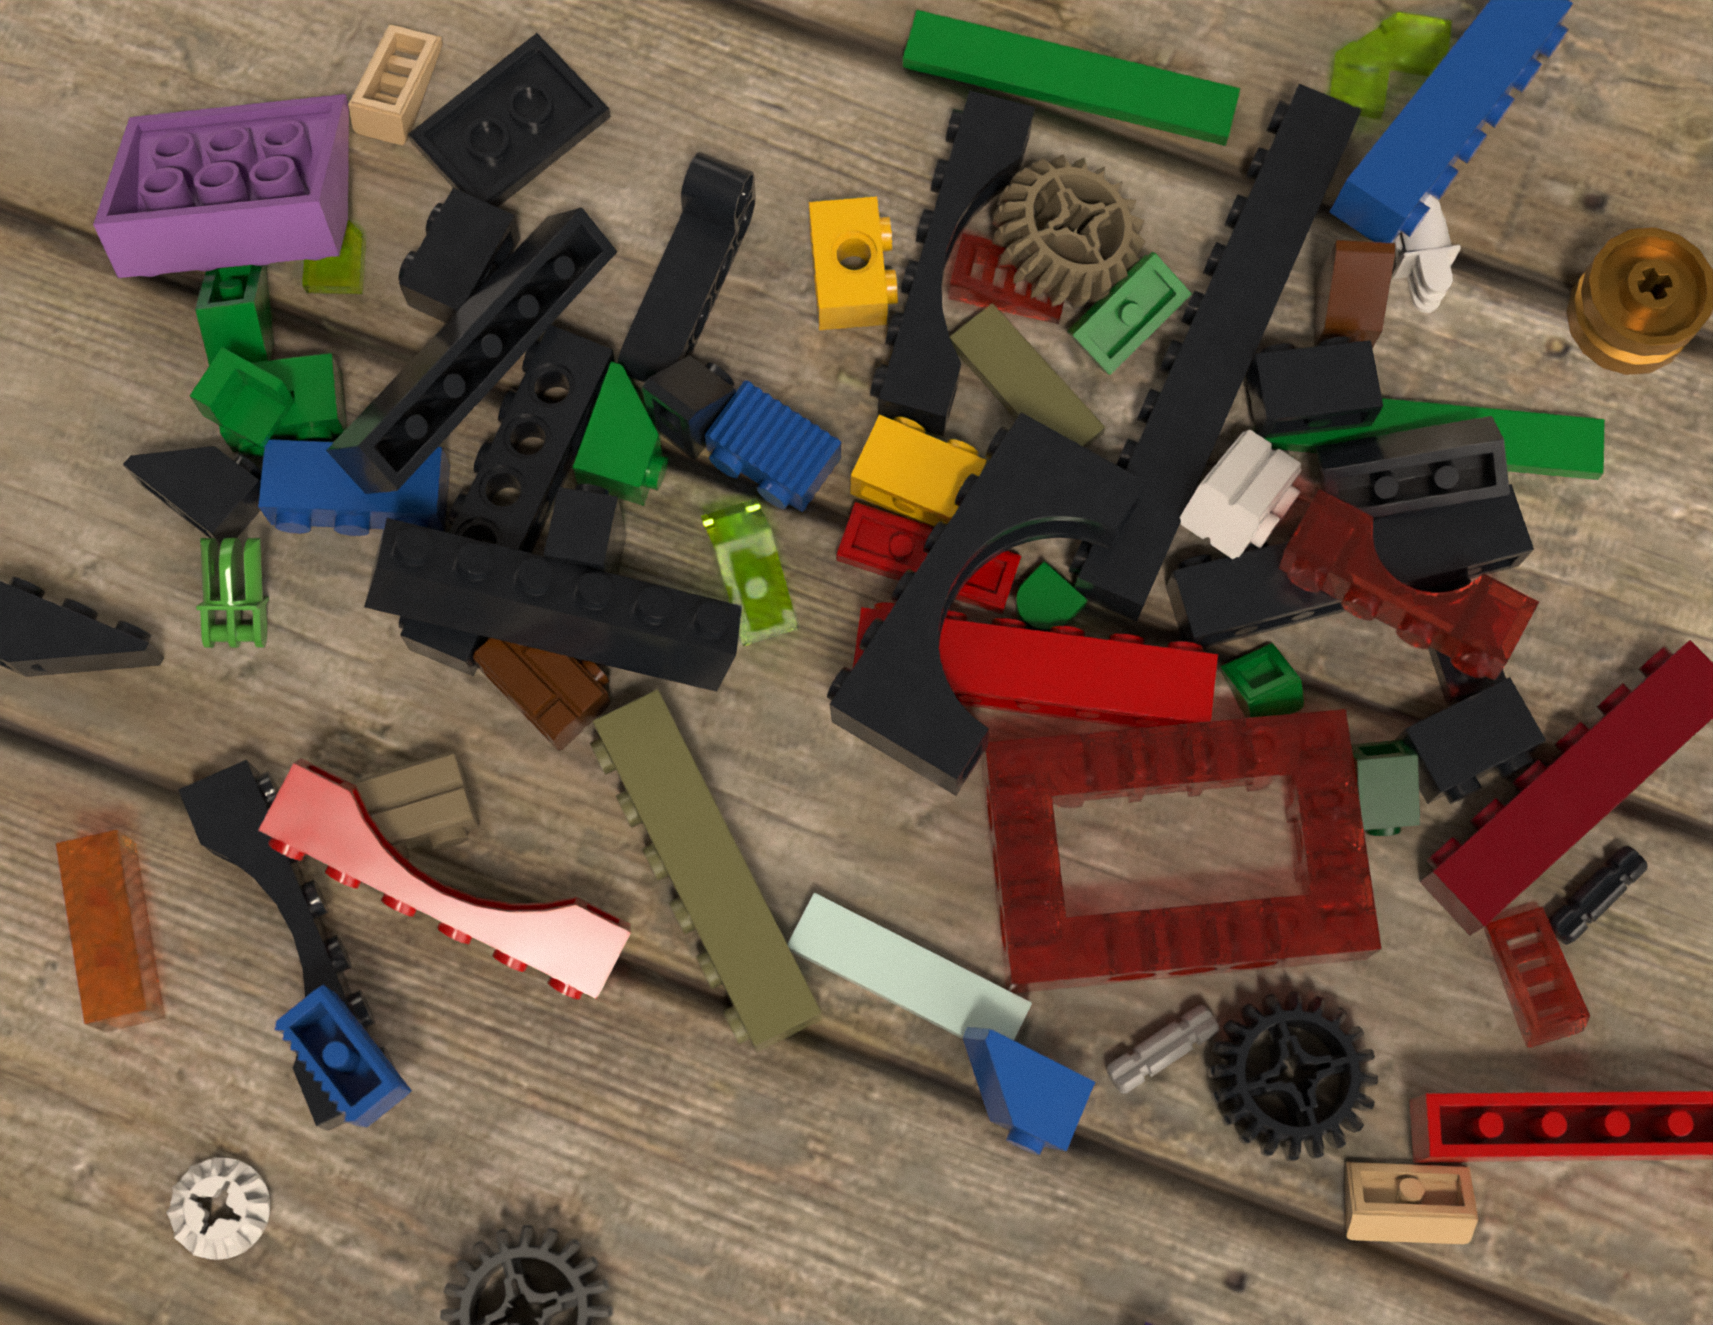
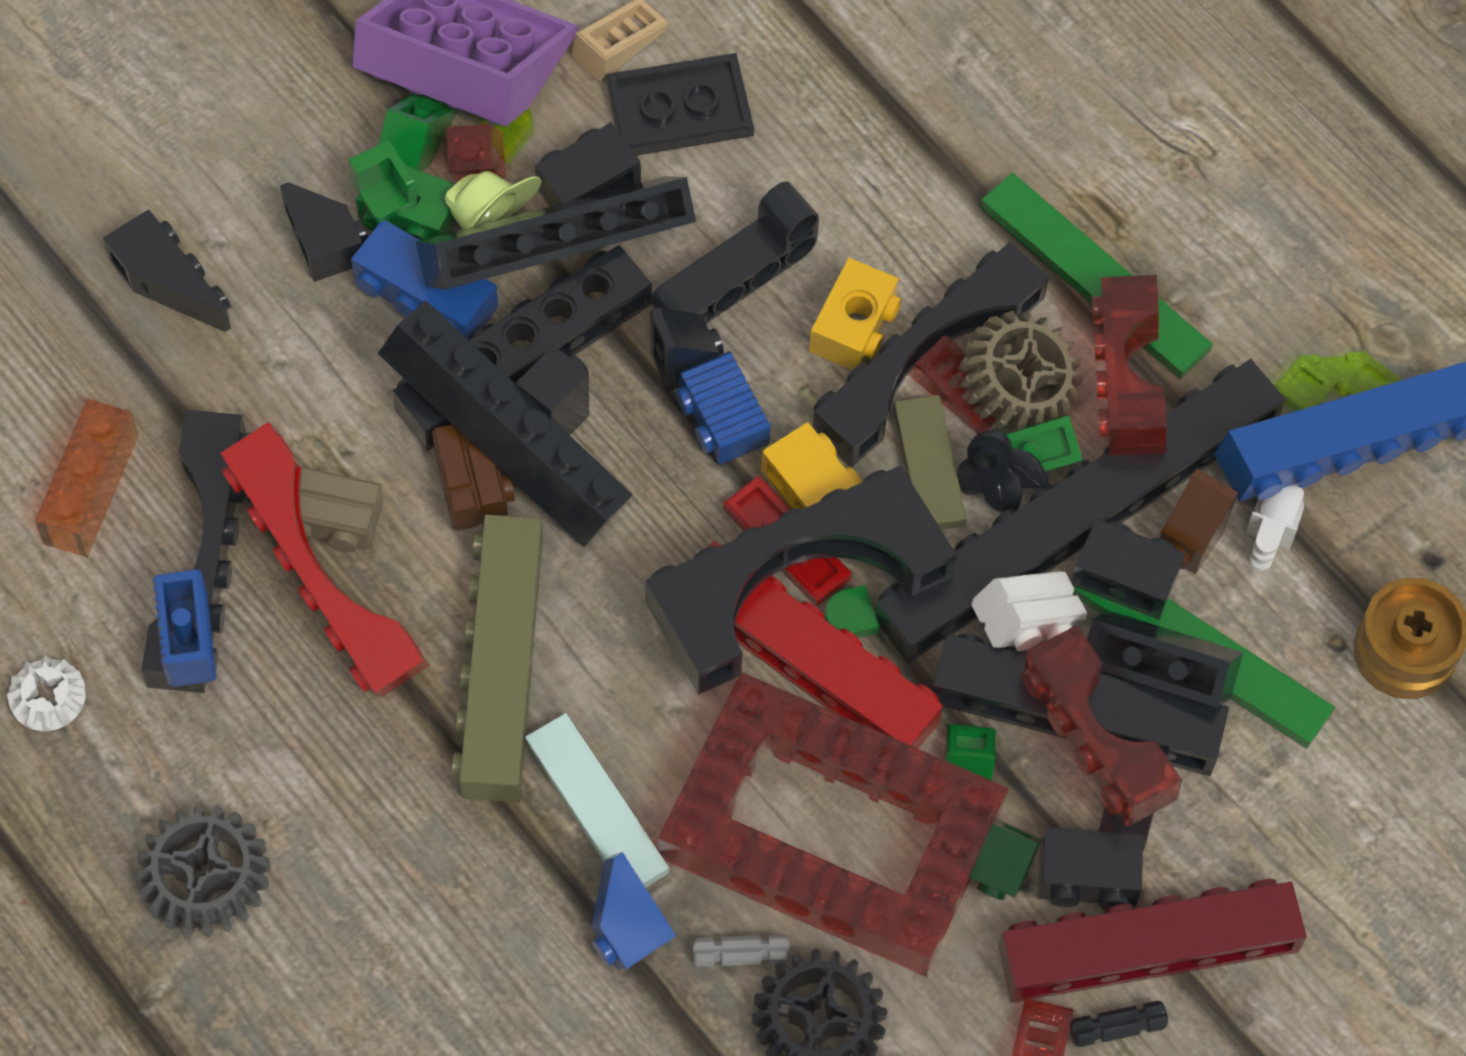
camera: 30 degrees right, 10 degrees down
(229, 590) = (306, 301): bright green arm -> none
(321, 304) = (475, 150): none -> clear red brick
(365, 353) = (488, 198): none -> yellowish green piece
(621, 443) = (619, 350): green slope -> none
(750, 570) = (655, 480): clear neon green slope -> none
(1113, 355) = (999, 476): none -> black plate
(1223, 210) = (1134, 407): none -> clear red arch

